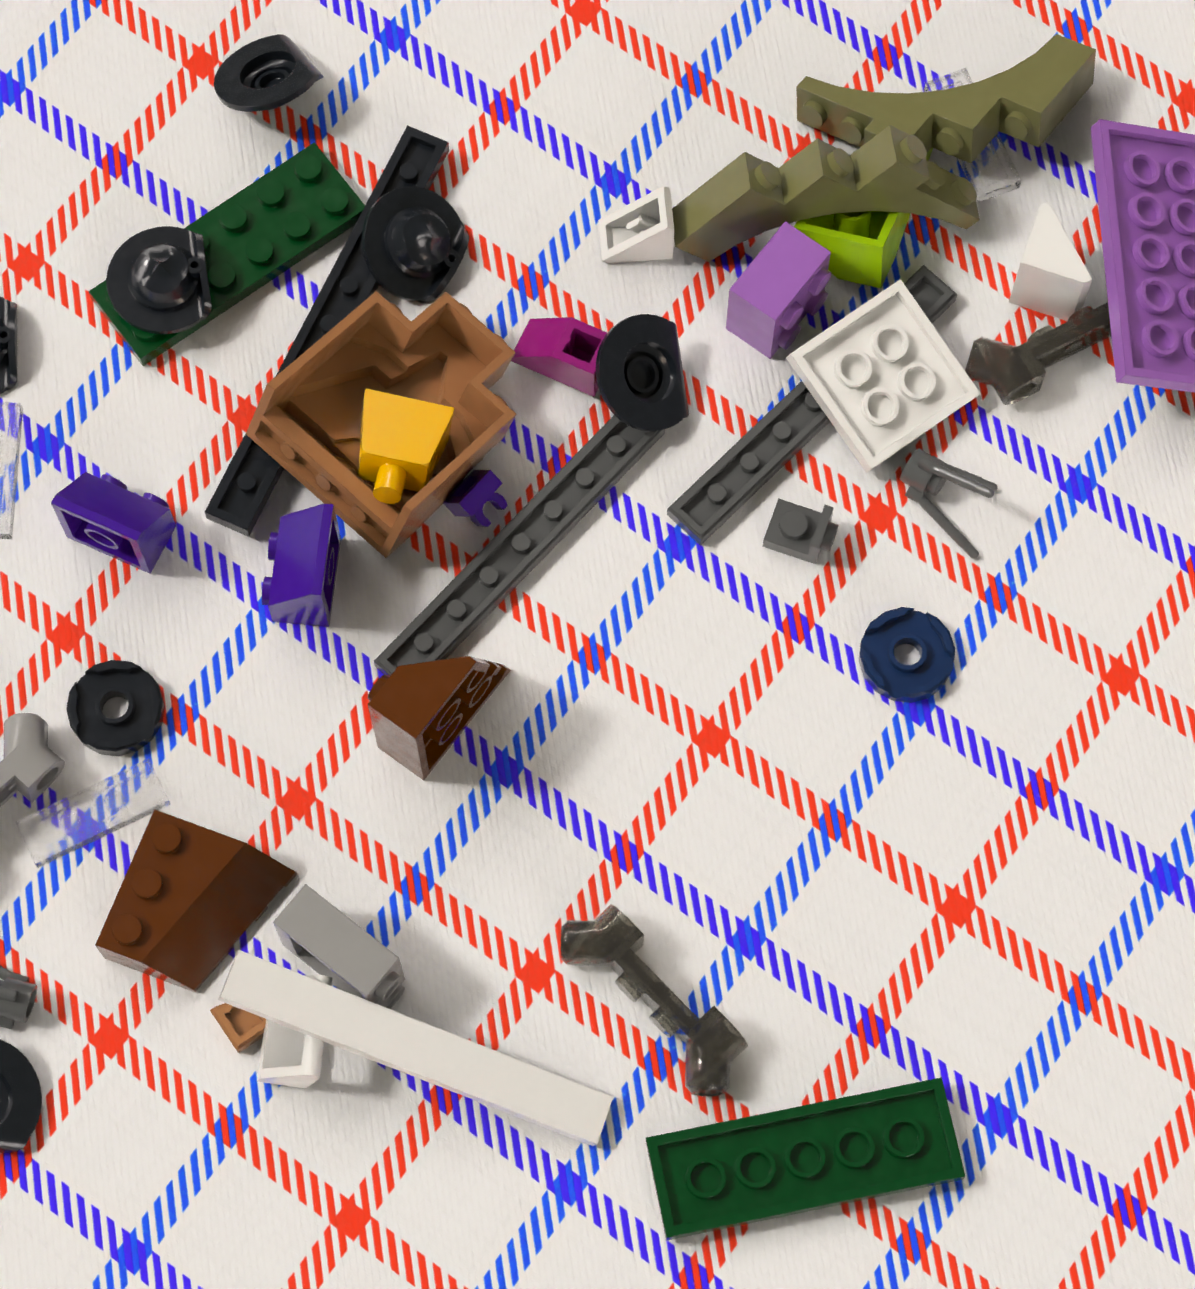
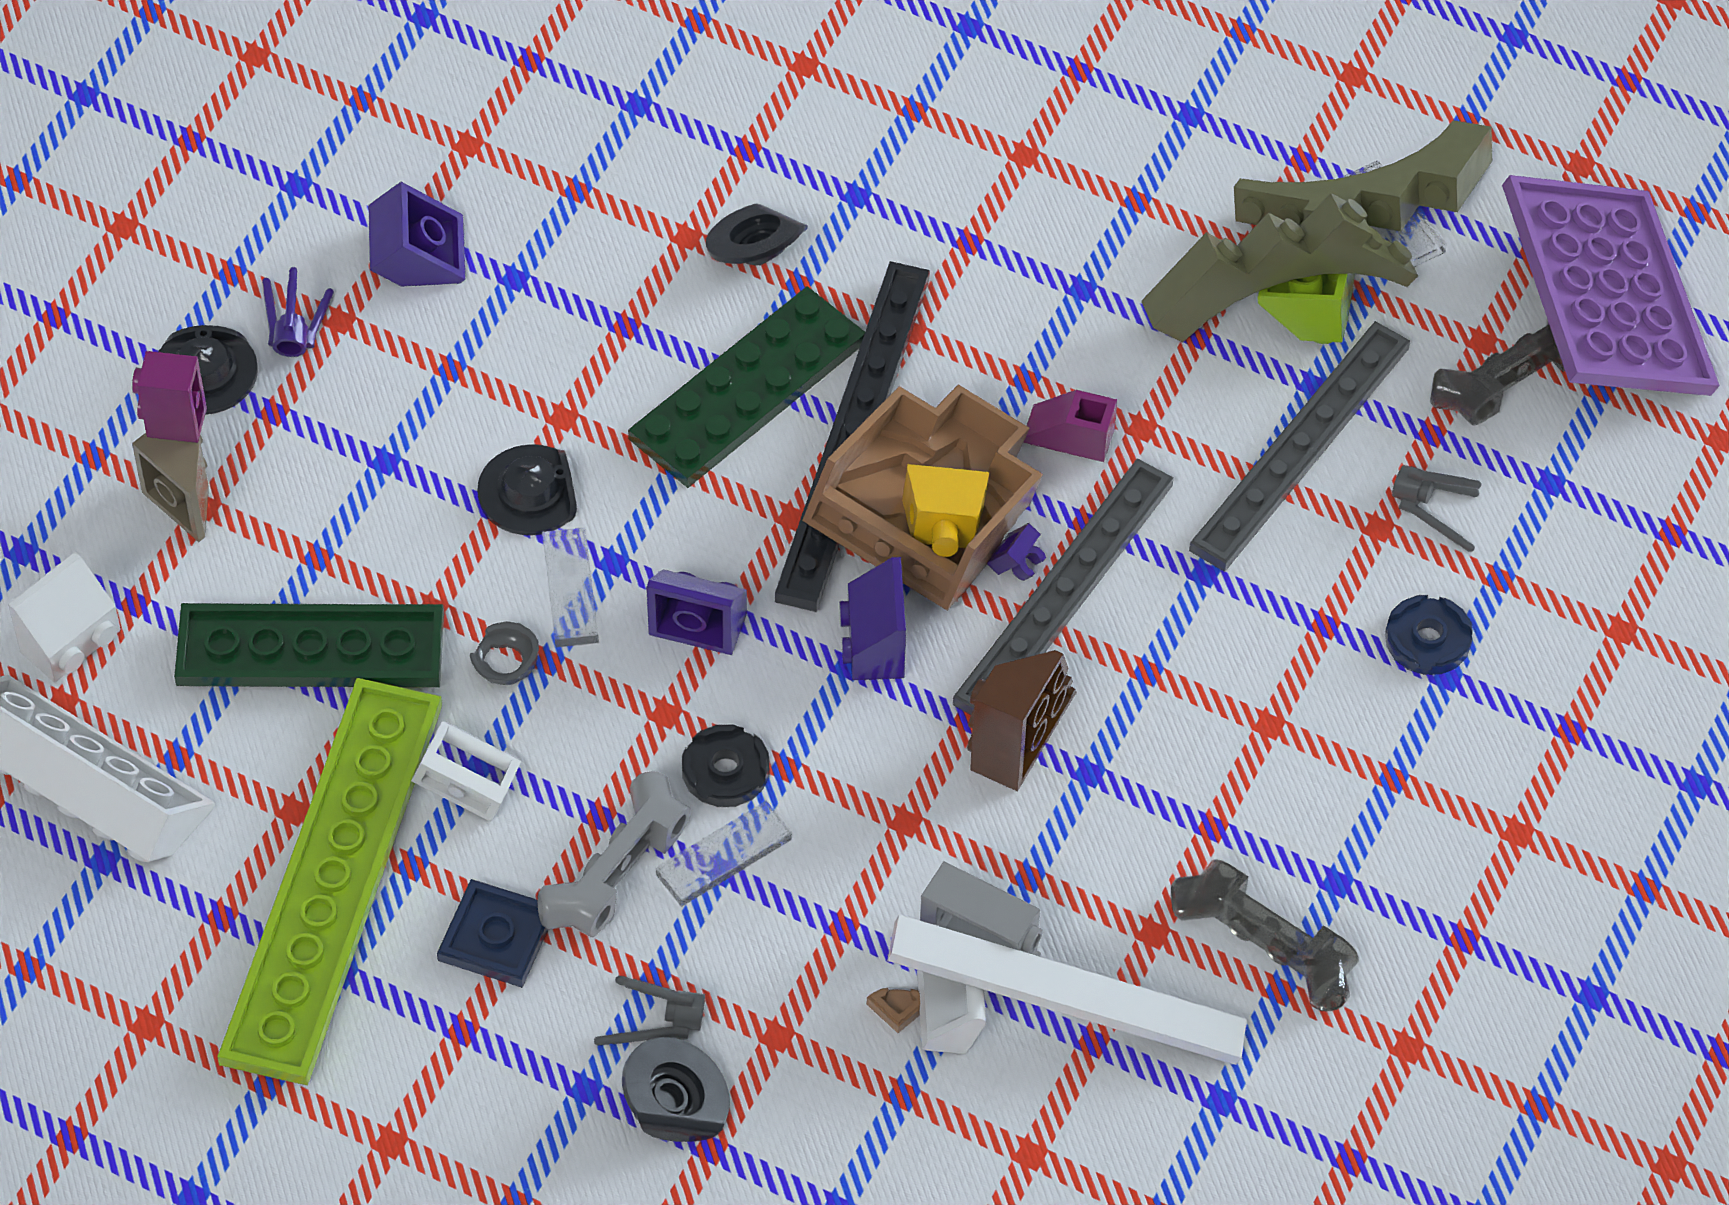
camera: 10 degrees left, 15 degrees down
(160, 280) = (696, 410): black hat -> none
(187, 901) = (829, 908): reddish brown wedge -> none
(413, 243) = (916, 353): black hat -> none
(639, 230) = (1118, 321): white slope -> none
(643, 373) = (1147, 430): black hat -> none
(778, 291) = (1254, 351): medium lavender brick -> none
(800, 531) = (1313, 546): dark grey bracket -> none
(804, 1158) = (1428, 1045): dark green plate -> none
(883, 375) = (1360, 409): white plate -> none
(1050, 271) = (1492, 306): white slope -> none

